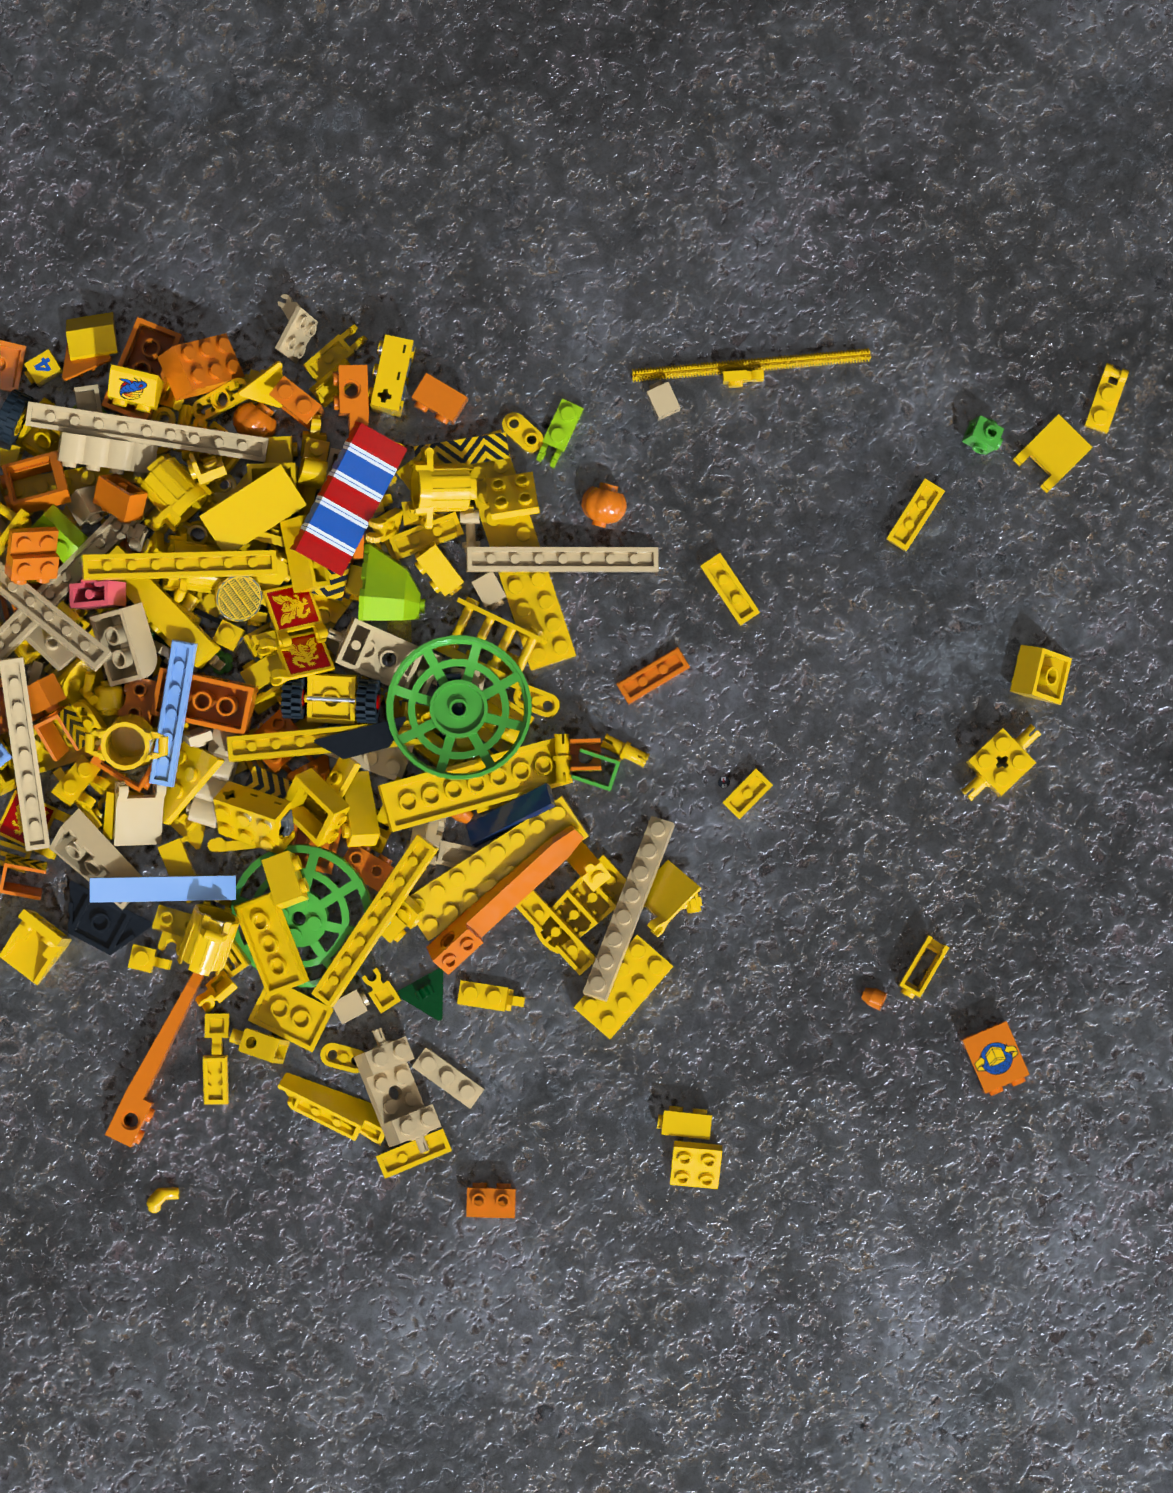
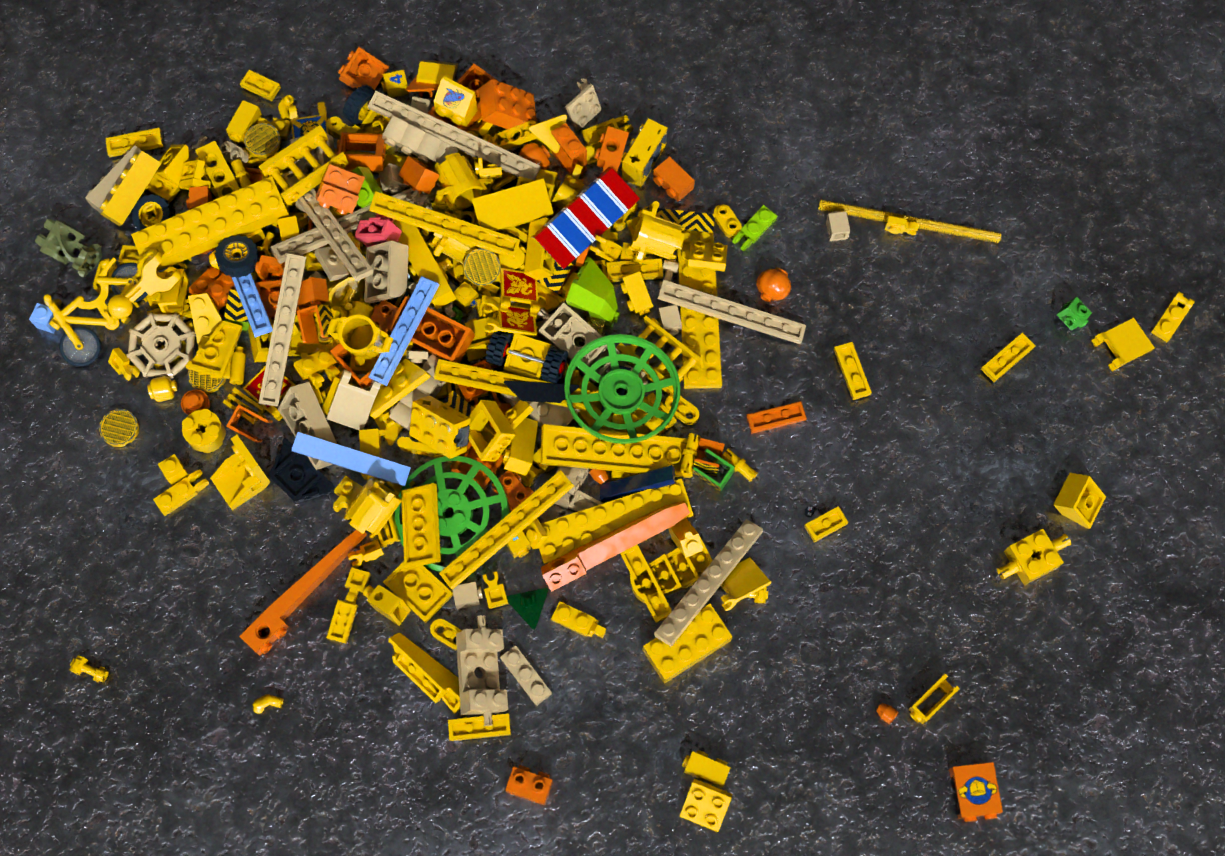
camera: 15 degrees right, 15 degrees down
(145, 959) = (321, 513): yellow plate -> none
(286, 879) = (447, 476): yellow brick -> none

